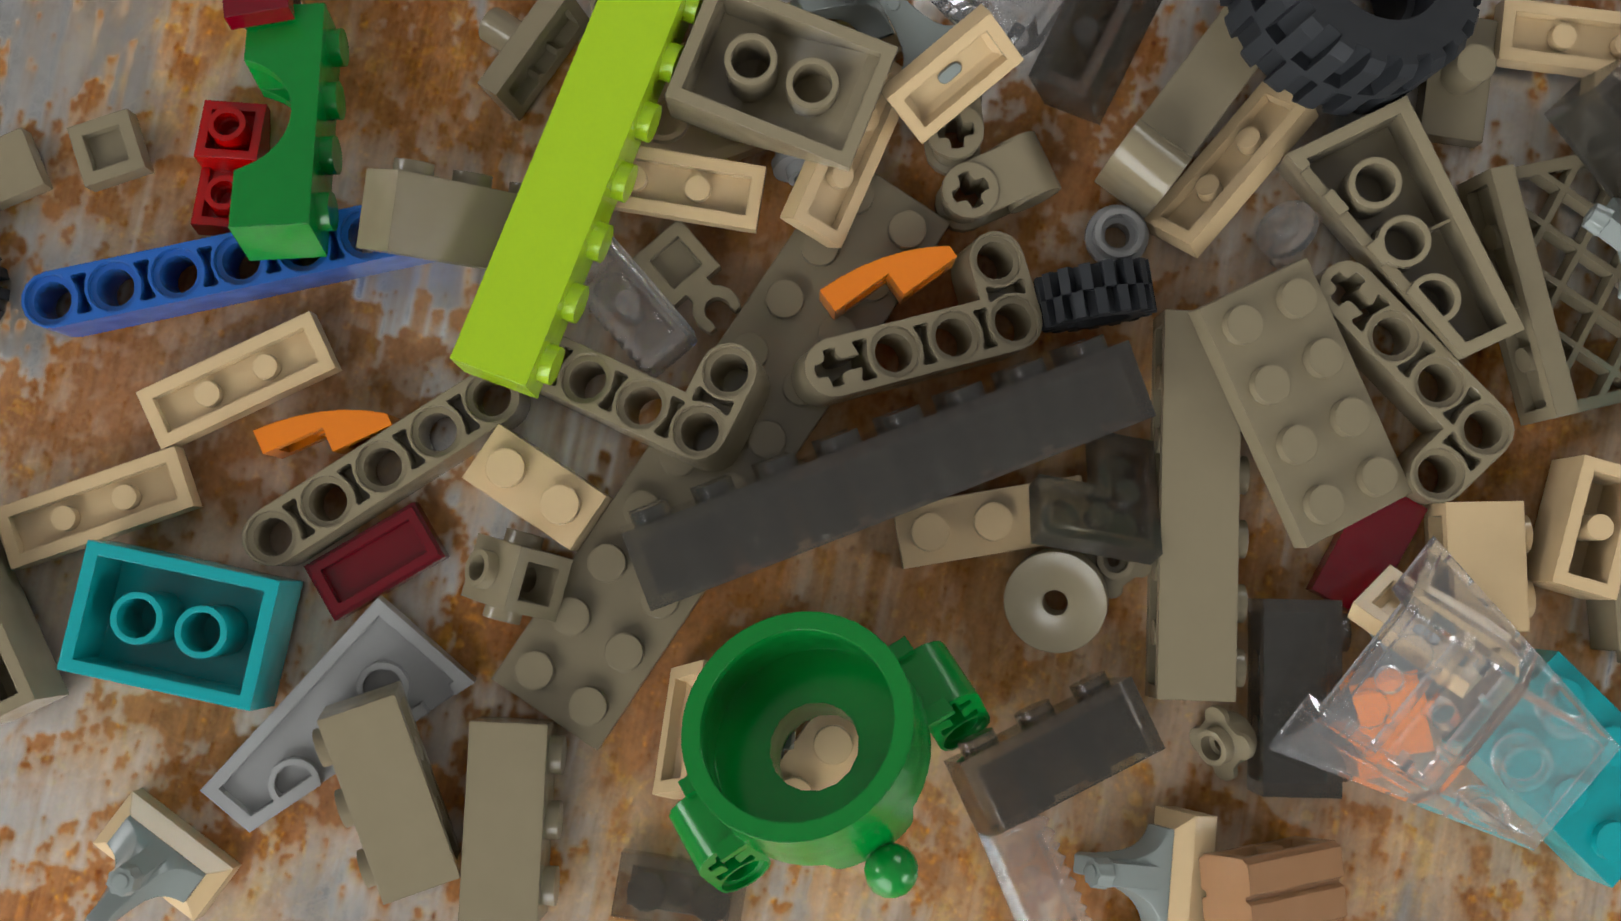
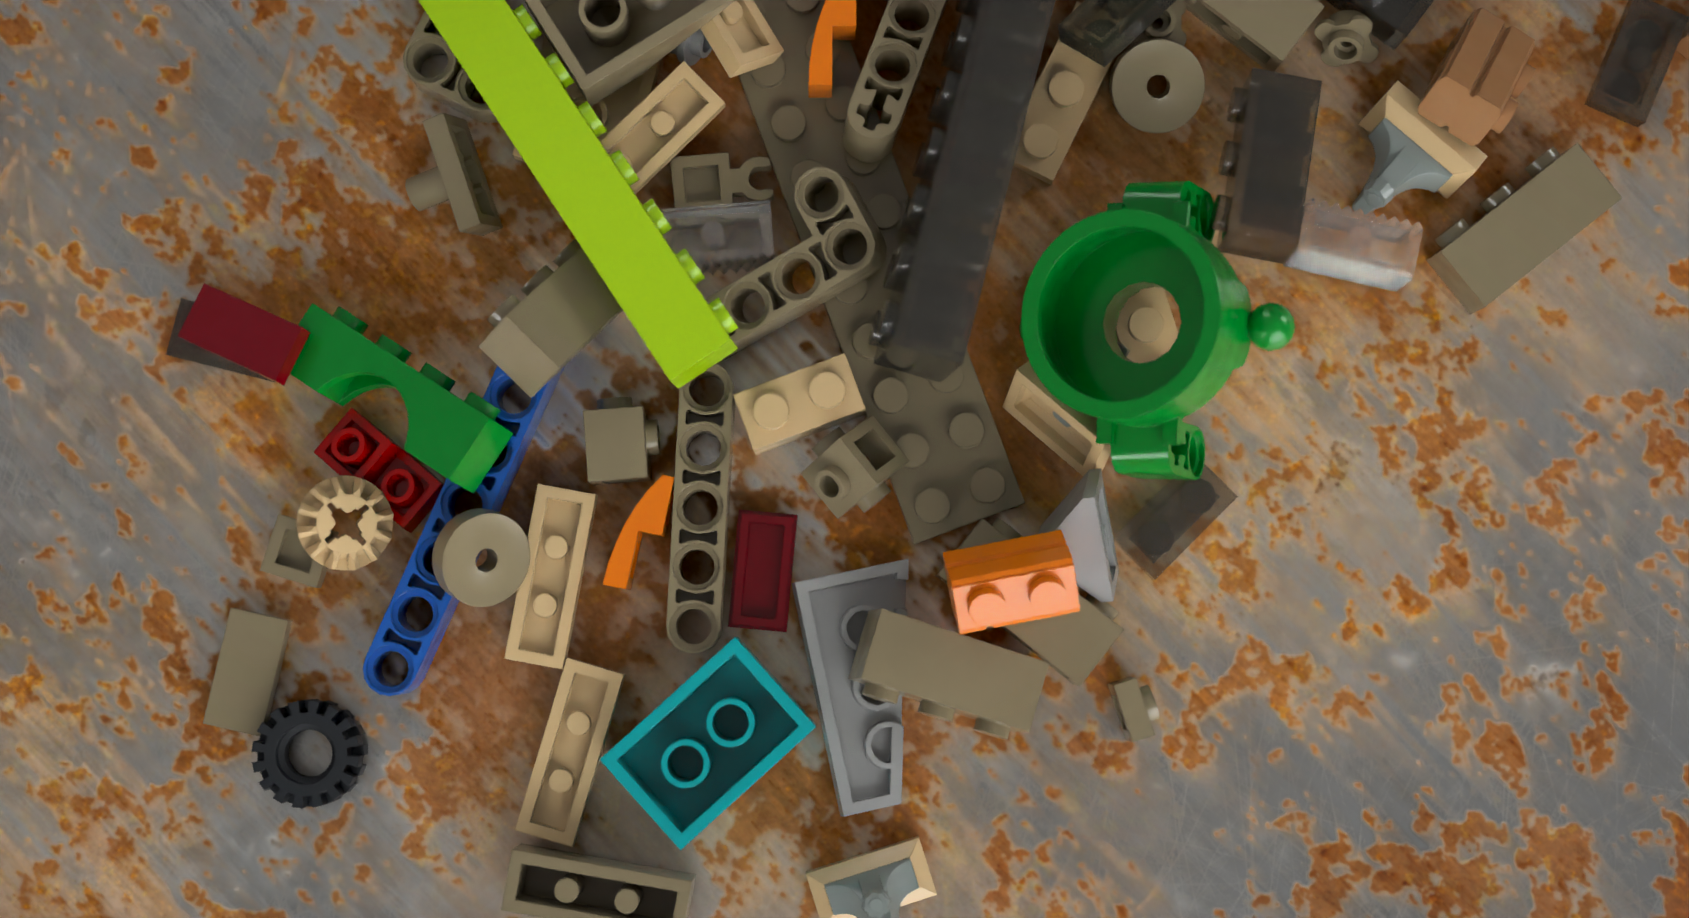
camera: 60 degrees left, 0 degrees up
(176, 152) = (315, 522): none -> tan gear
(205, 282) = (457, 551): none -> dark tan piece
(395, 355) = (619, 442): none -> dark tan brick
(495, 794) = (1011, 581): none -> orange brick
(592, 826) = (1089, 535): none -> light grey slope

